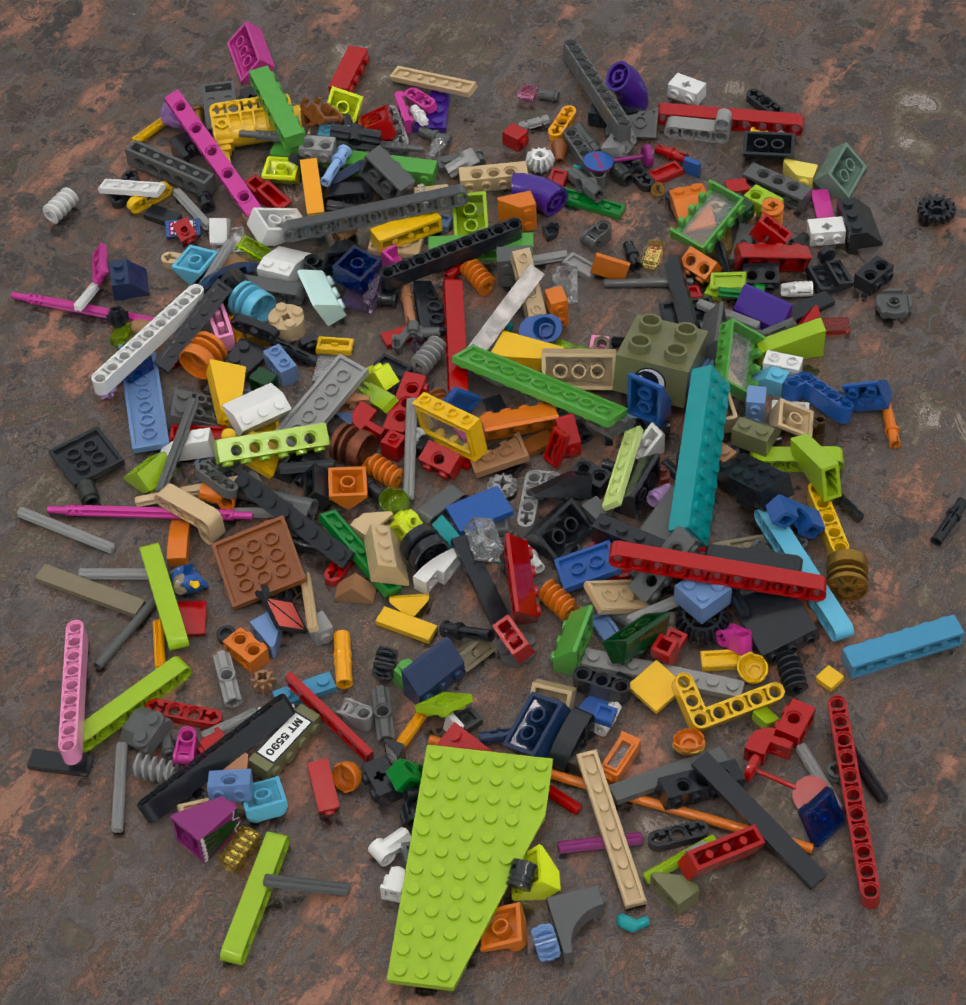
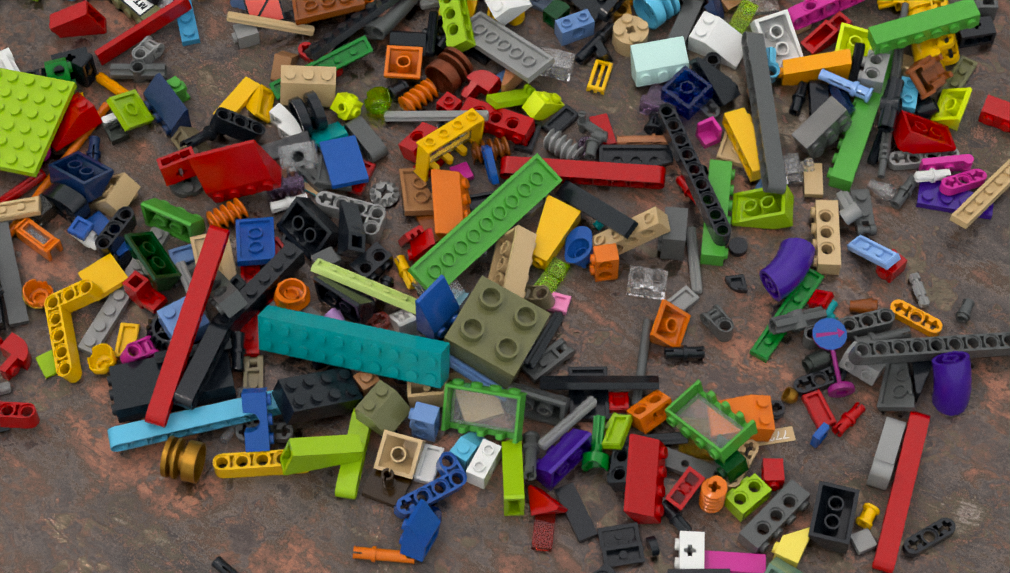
camera: 95 degrees right, 10 degrees up
(343, 659) = (208, 48): light orange axle -> none
(346, 776) = (81, 38): orange hair -> none
(361, 524) = (352, 79): tan slope -> none
(385, 662) = (190, 74): black gear -> none
(450, 604) = (236, 125): none -> black beam
(478, 276) = (673, 199): orange piece -> none
(507, 143) = (873, 252): none -> light blue tile
(518, 206) = (758, 248): orange slope -> none
(528, 92) = (972, 289): clear pink plate -> none
(540, 160) = (849, 284): white gear -> none
(593, 452) = (403, 266): none -> yellow axle
(649, 518) = (292, 294): none -> orange hat
(653, 254) = (685, 374): clear yellow tile -> none
(686, 89) = (956, 462): white brick -> none
(791, 673) = (86, 392): black piece -> none
(797, 289) = (603, 507): white hinge -> none
(797, 713) = (37, 393): red brick -> none
(829, 678) = (78, 427): yellow tile -> none
(849, 508) = (282, 490): black axle -> none
(902, 646) = (92, 498): dark azure brick -> none

